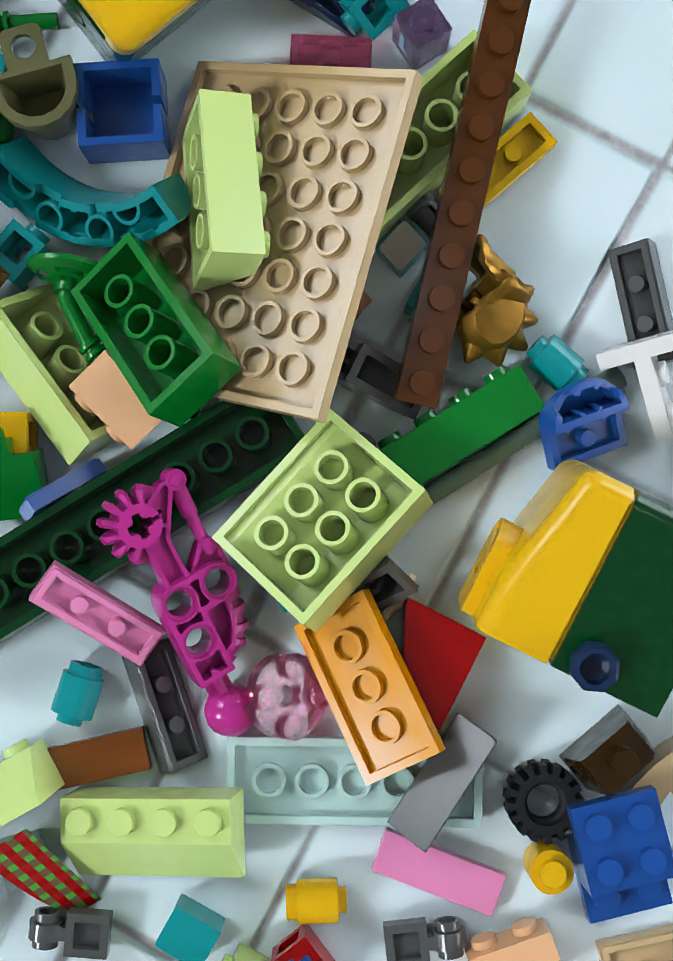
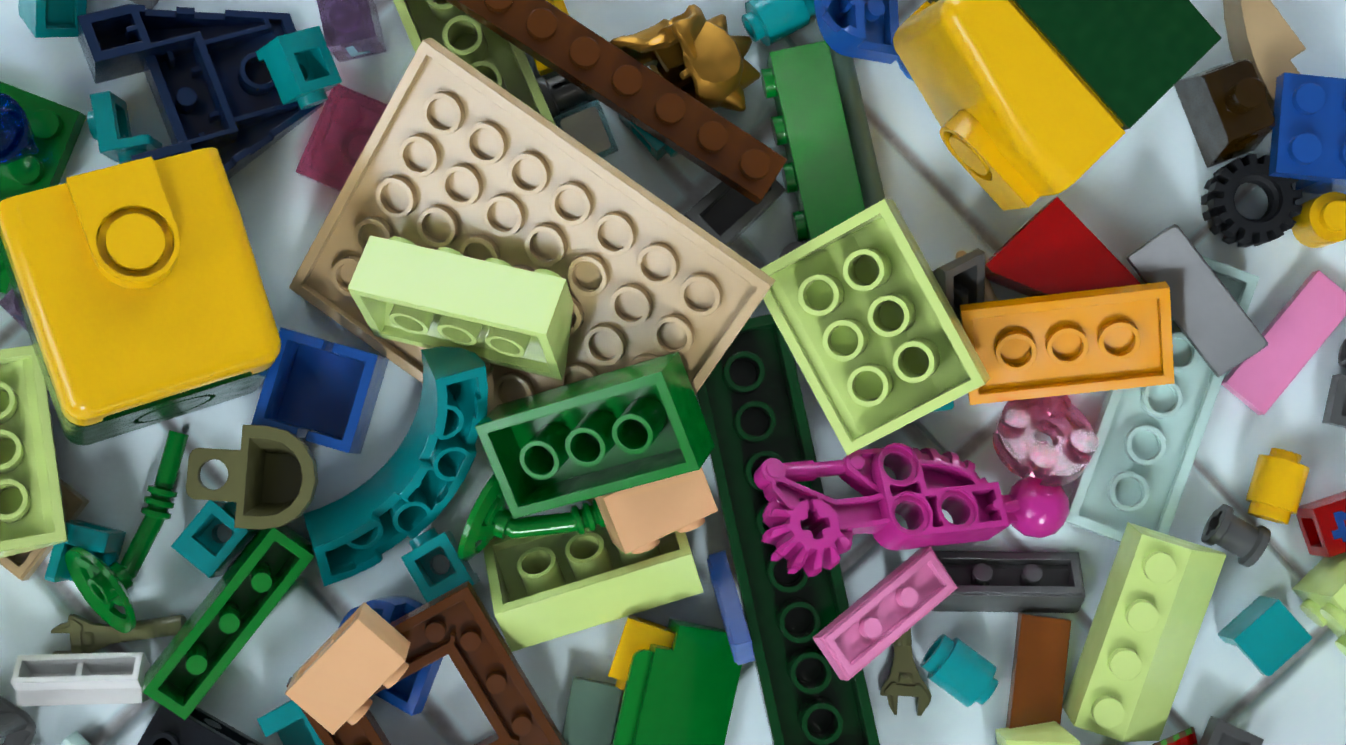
camera: 70 degrees left, 0 degrees up
(60, 651) = (904, 677): none -> olive piece
(264, 880) = (1236, 535): none -> dark grey bush
(594, 666) = (1148, 82): dark blue tile -> none

